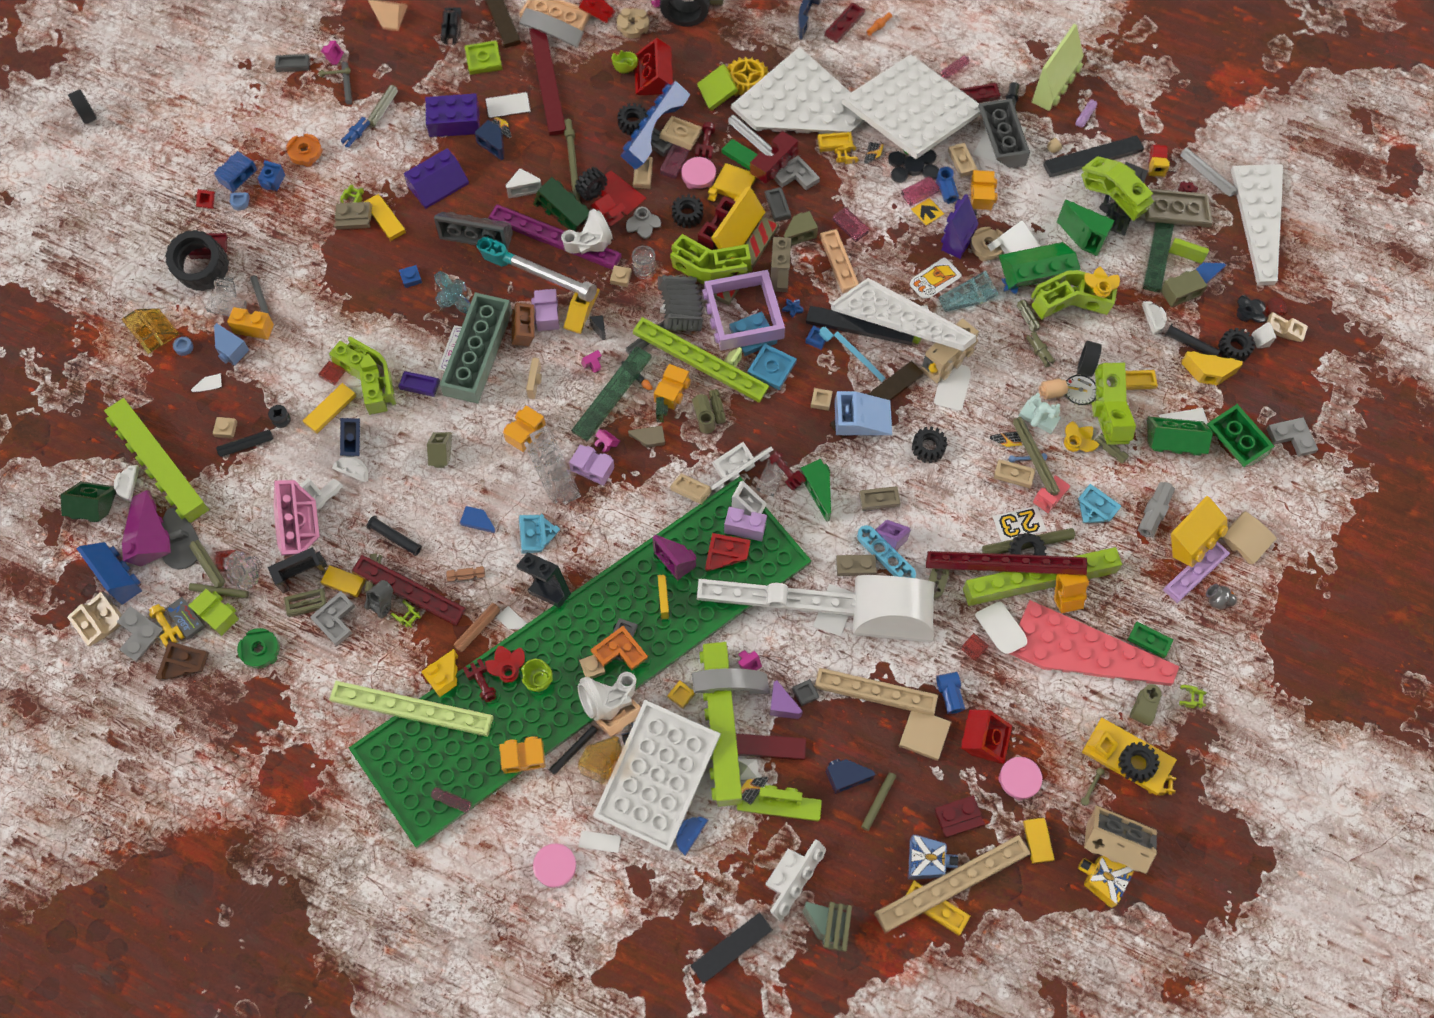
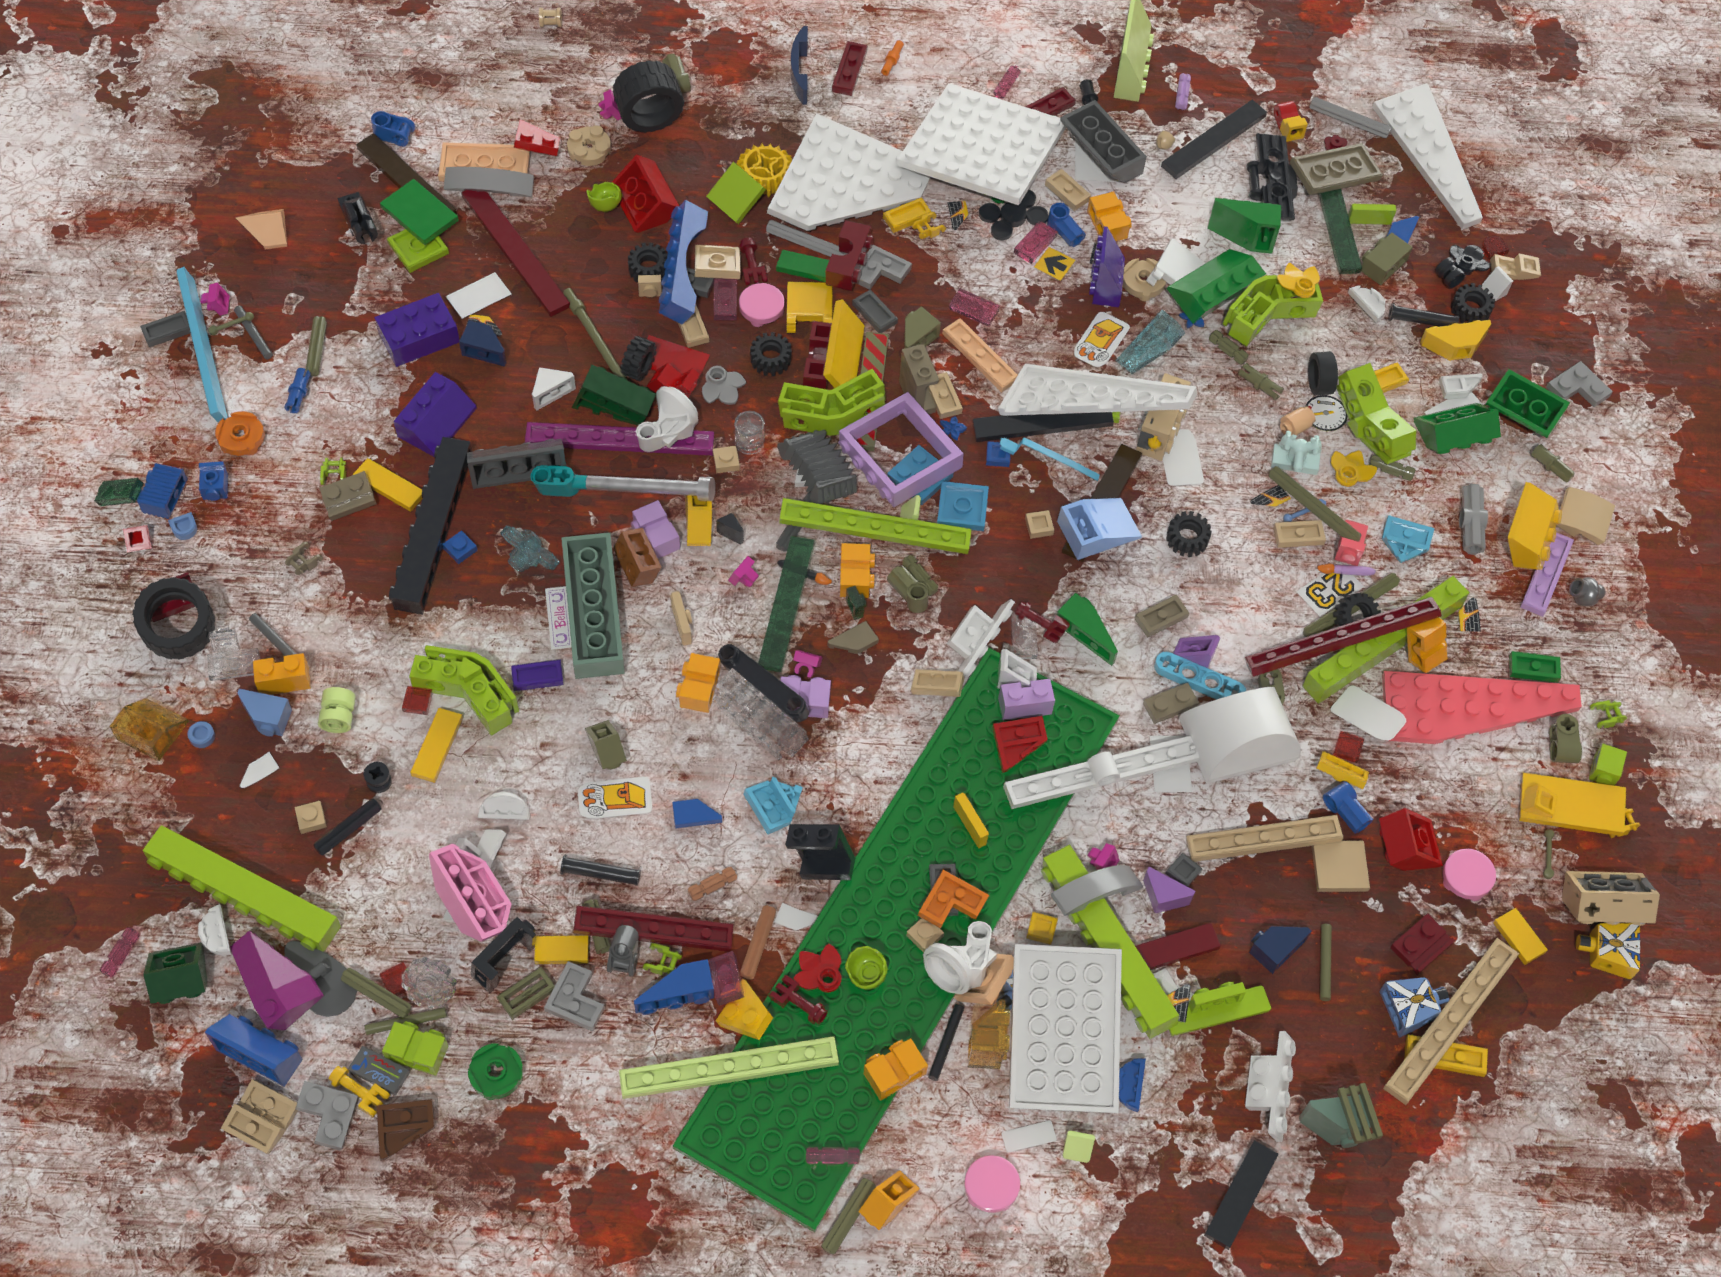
camera: 25 degrees left, 5 degrees down
(62, 473) = (119, 952): none -> clear pink axle
(207, 163) = (118, 492): none -> clear green plate
(273, 360) = (336, 710): none -> yellowish green wheel
(302, 245) = (307, 564): none -> dark tan piece
(307, 81) = (202, 345): none -> medium azure tile
(349, 436) = (485, 769): dark blue slope -> none
(395, 256) = (431, 526): none -> black brick
(410, 637) = (683, 985): none -> blue slope
(431, 488) = (615, 798): none -> sticker
(440, 644) = (726, 978): none -> clear pink plate
(444, 846) = (847, 1216): none -> olive axle
(476, 846) = (888, 1200): none -> light orange slope
(493, 33) = (419, 211): none -> green tile
(565, 444) = (765, 682): none -> black piece
(624, 134) = (649, 285): none -> tan plate
(629, 864) = (1078, 1146): none -> yellowish green slope
(674, 556) = (960, 767): magenta slope -> none
(797, 281) = (945, 397): none -> tan plate
(960, 663) = (1342, 770): none -> yellow plate
(1038, 513) = (1346, 569): none -> lavender piece
(1118, 582) = (1469, 616): none -> sticker
(1120, 183) = (1263, 159): lime brick -> none
(1135, 774) = (1585, 818): black tyre -> none
(1171, 737) = (1607, 765): none -> lime brick
(1196, 404) = (1459, 385): none -> white tile
(1229, 315) = (1450, 272): none -> black wheel
(1241, 488) = (1553, 463): none -> olive axle

